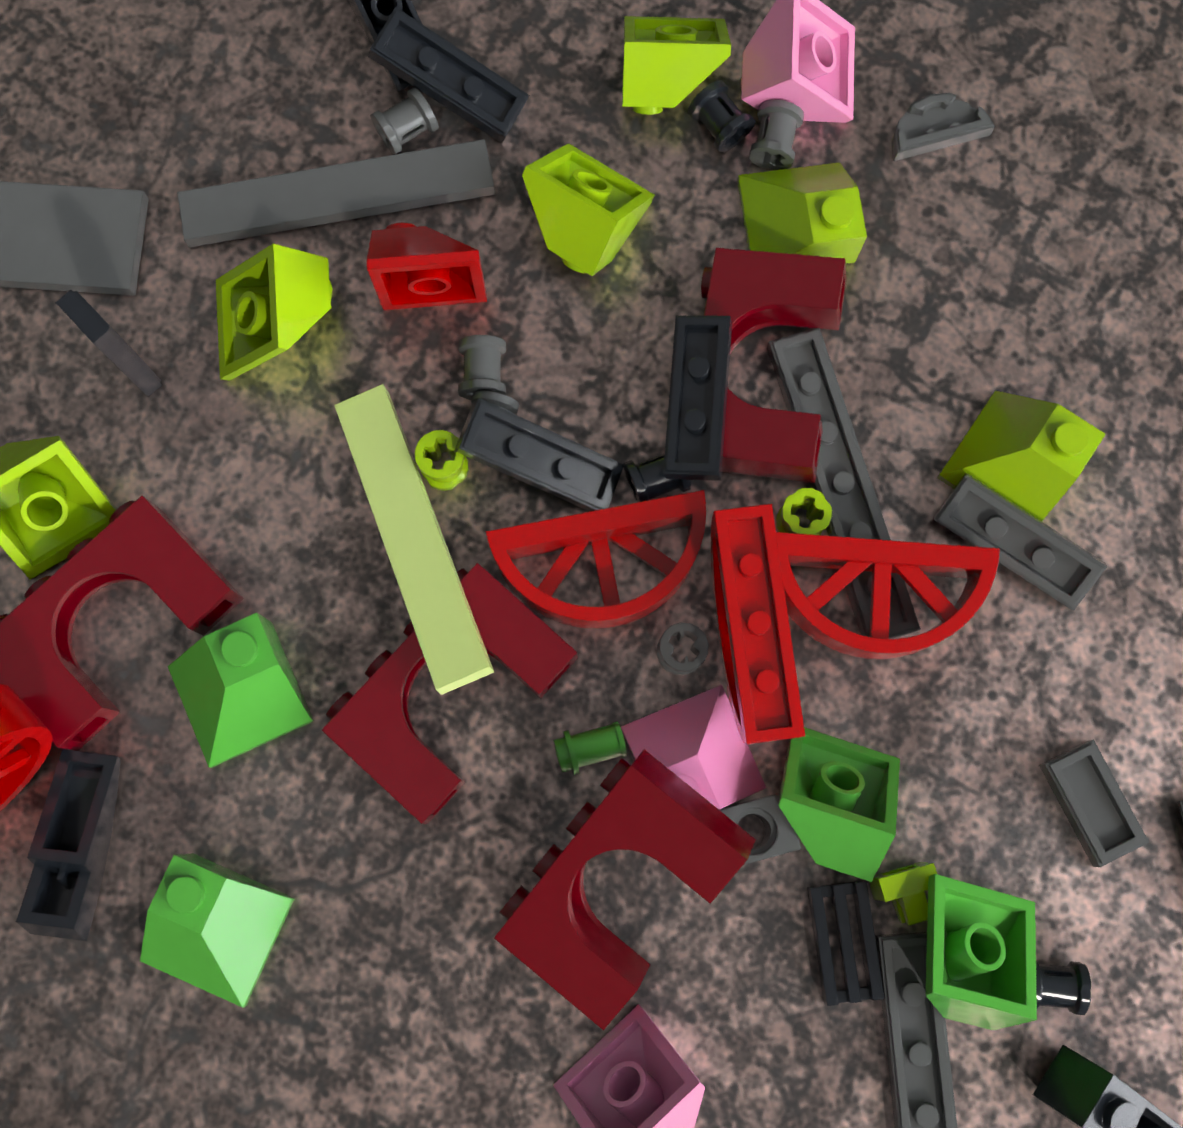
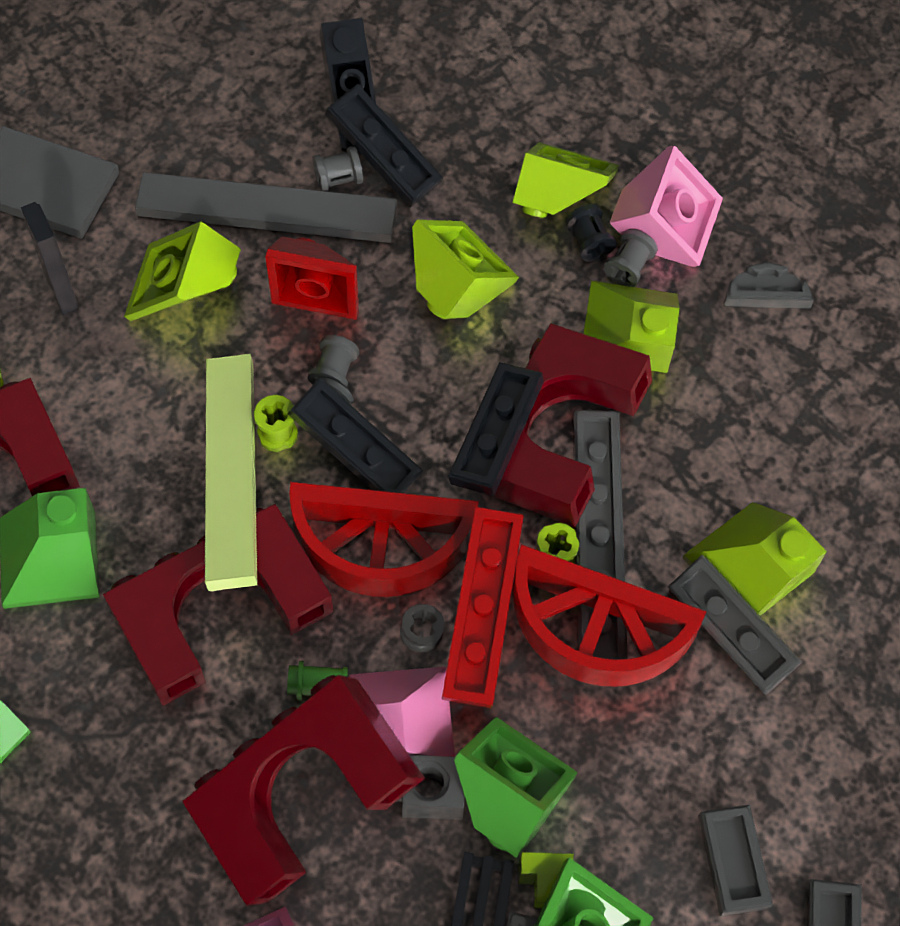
camera: 15 degrees right, 15 degrees down
(648, 481) = (437, 484): black bush -> none

